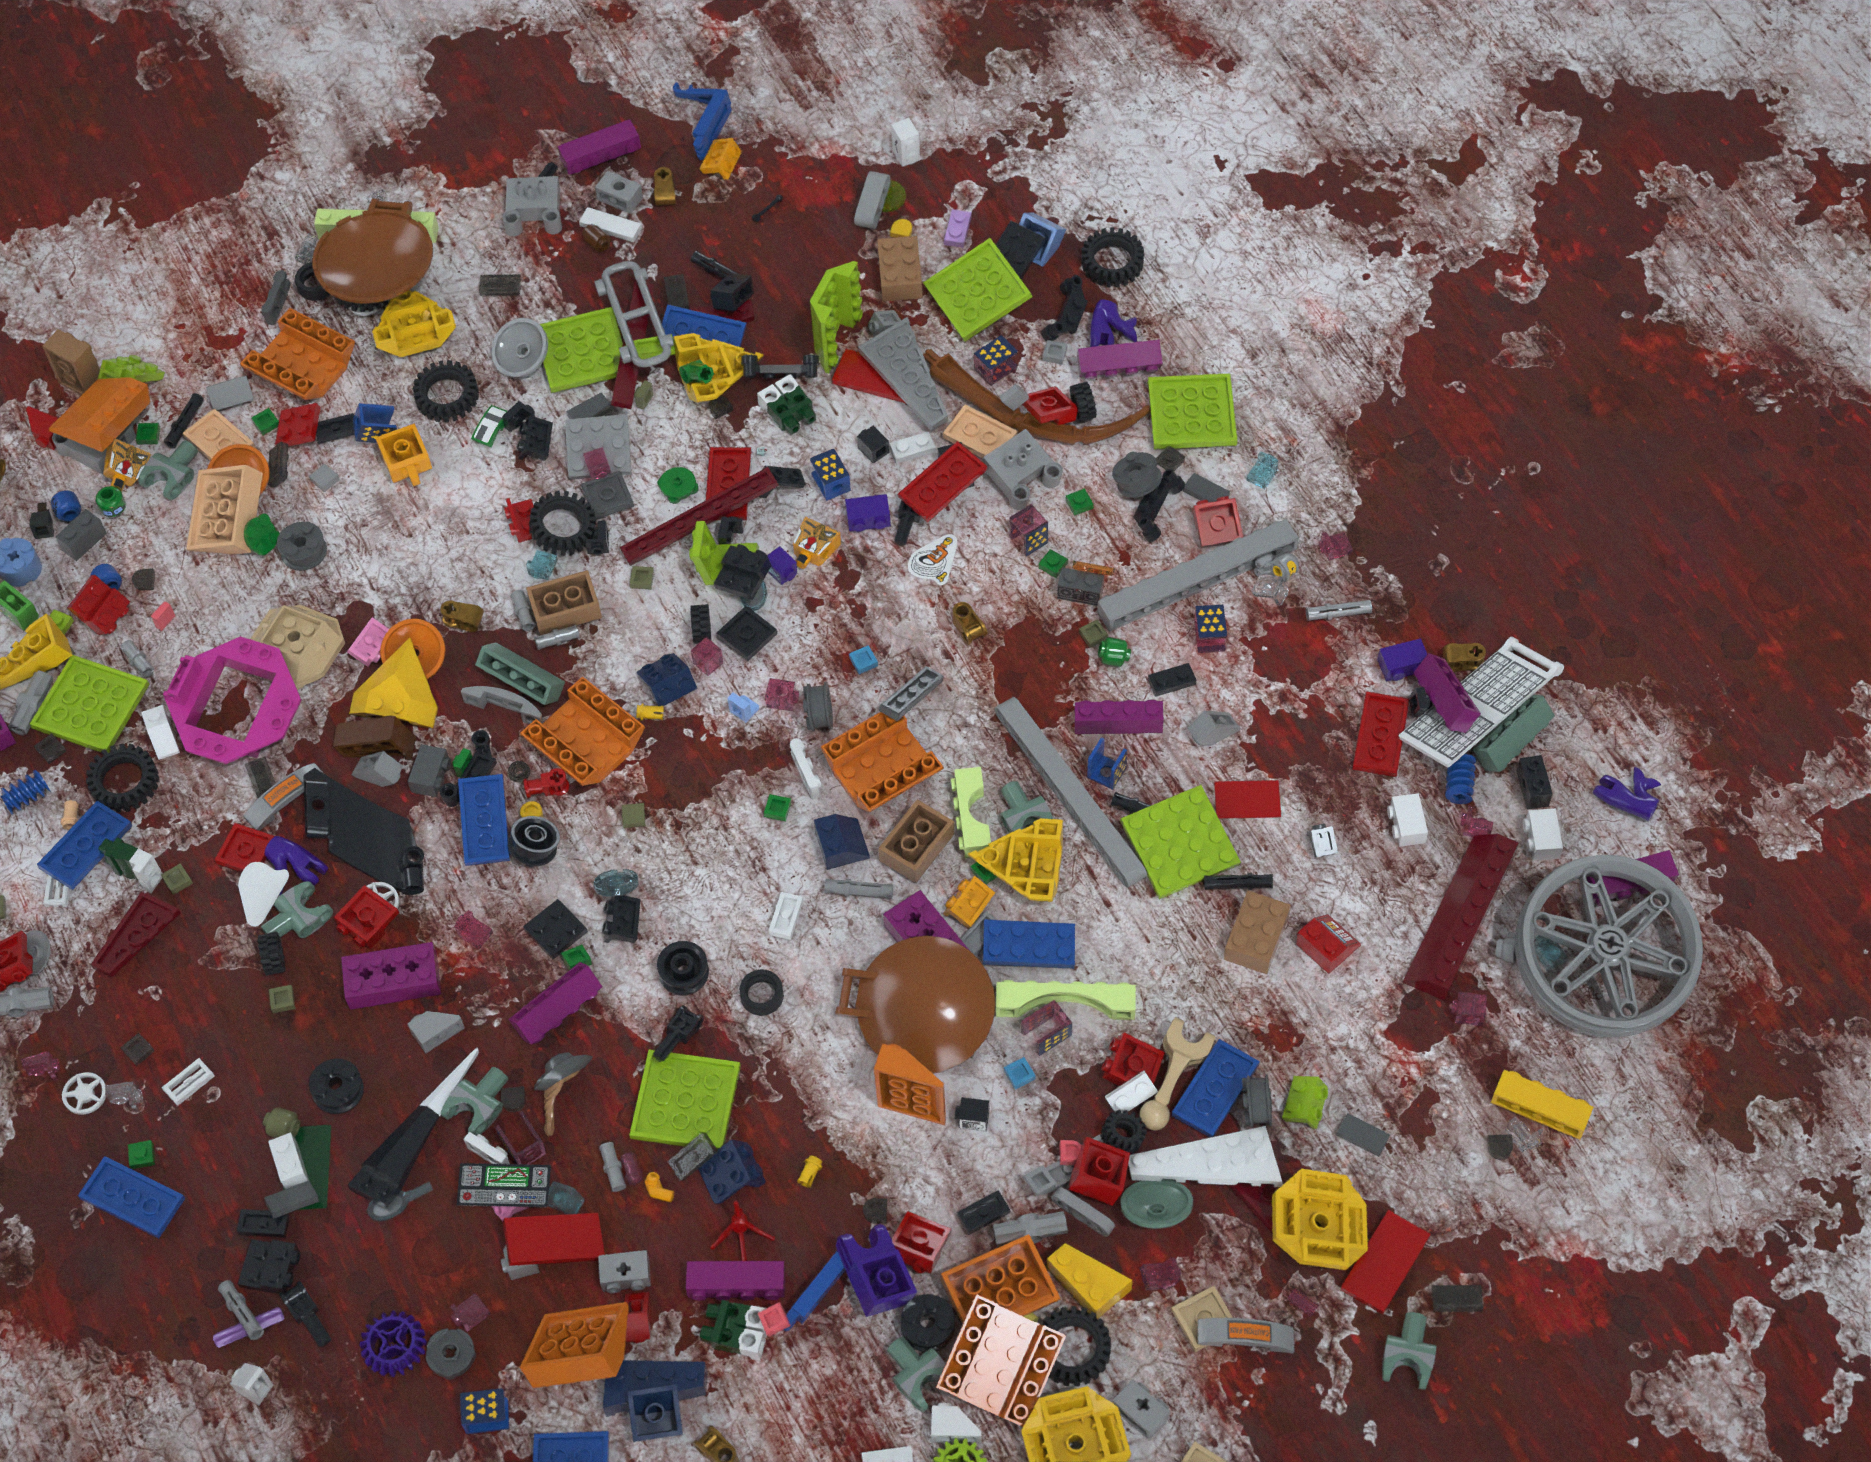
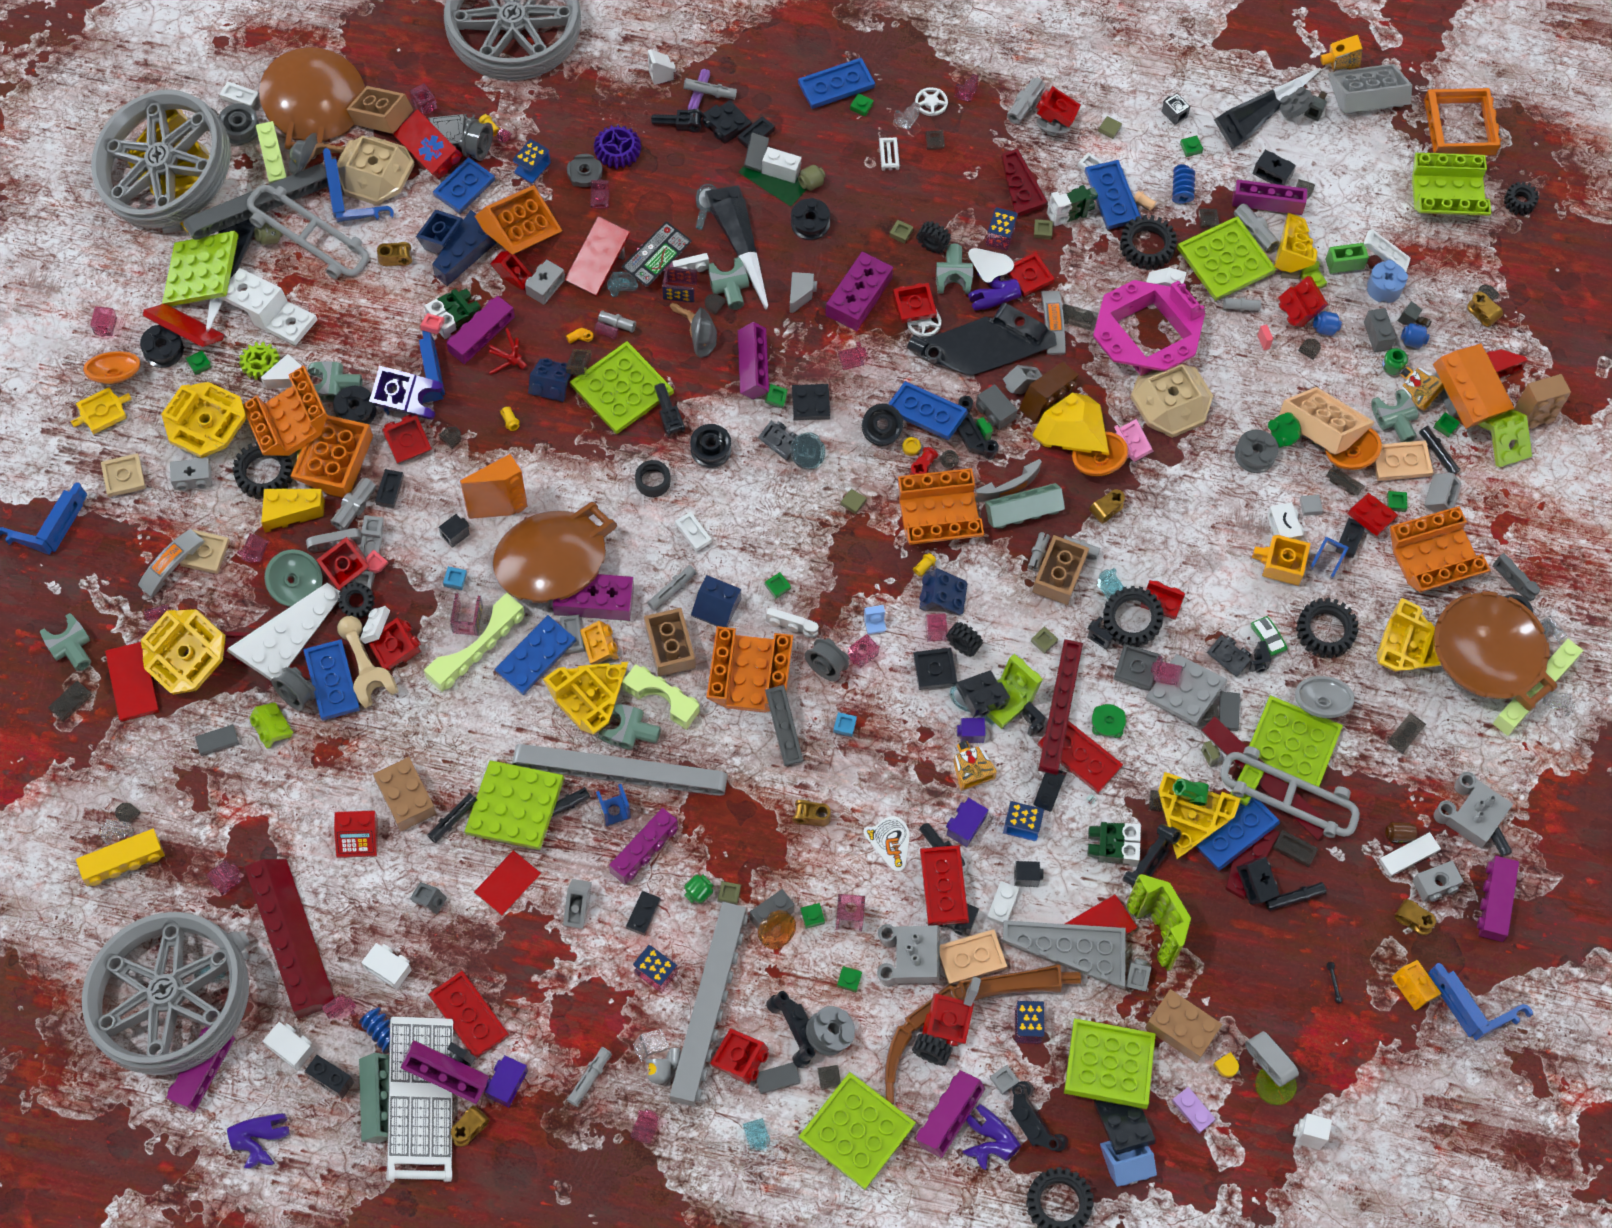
camera: 125 degrees right, 5 degrees up
(209, 906) = (1001, 229): none -> piece
(364, 479) = (1284, 521): none -> white brick

